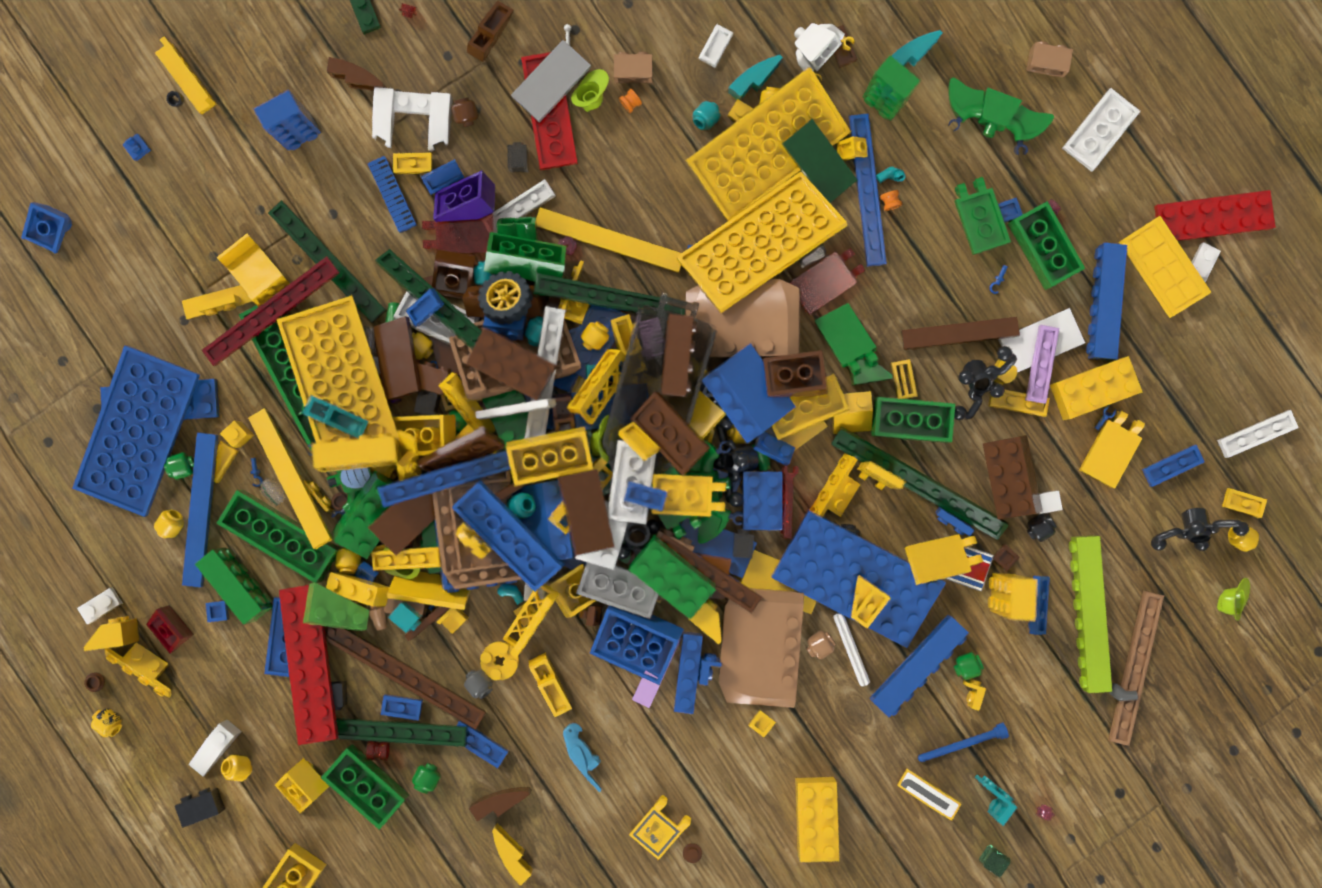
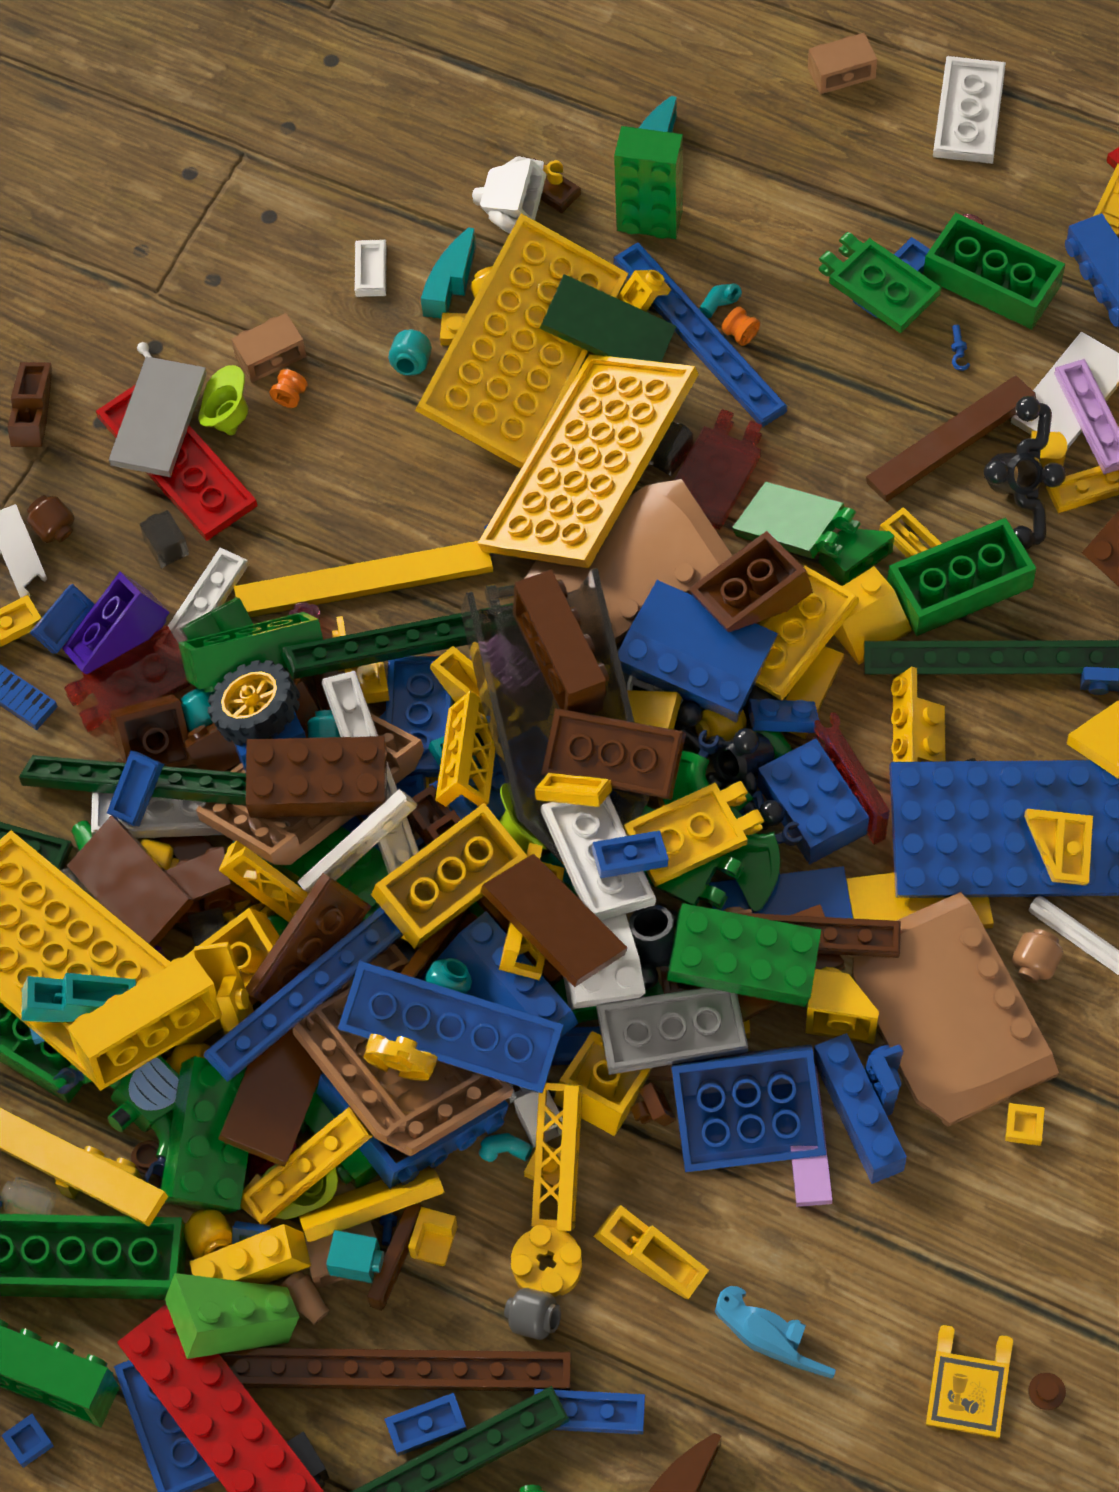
camera: 30 degrees left, 25 degrees down
(595, 336) = (419, 700): yellow head -> none
(742, 544) = (823, 873): clear smoke brick -> none
(882, 476) = (961, 656): yellow tile -> none
(996, 112) = (814, 155): green torso -> none

